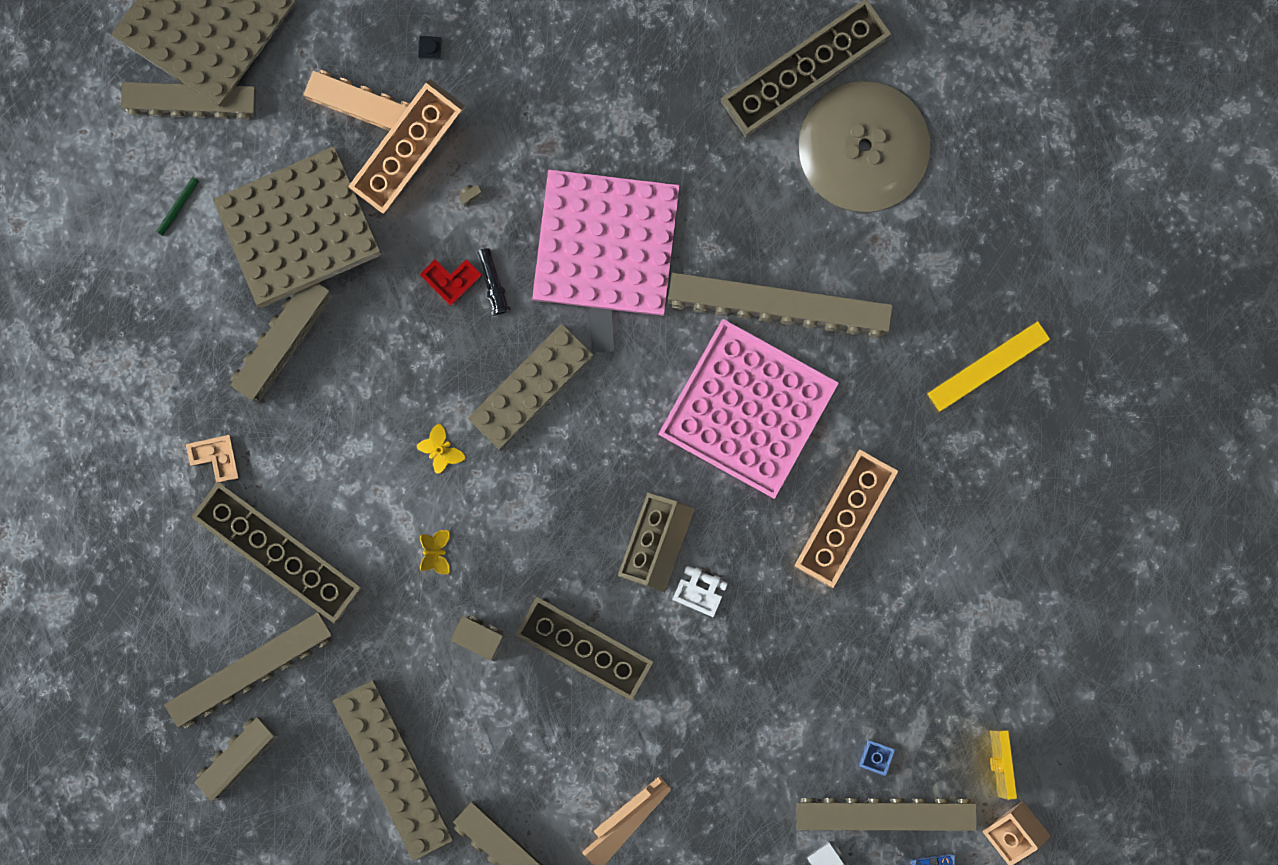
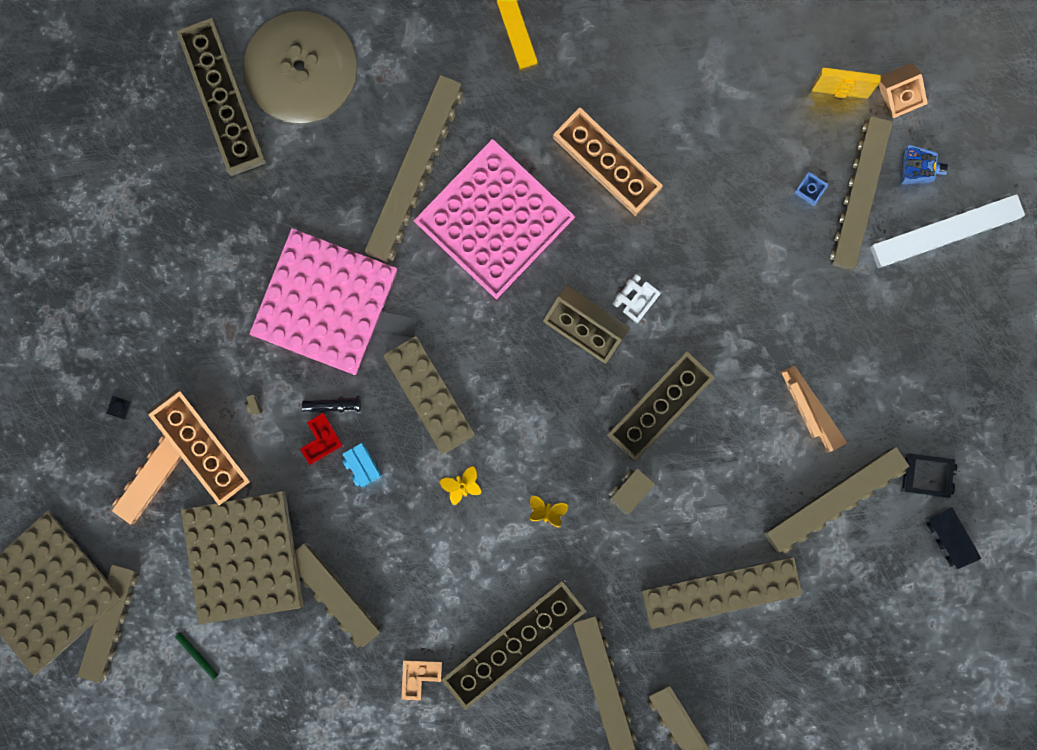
camera: 70 degrees left, 0 degrees up
(433, 332) = (362, 465): none -> medium azure brick

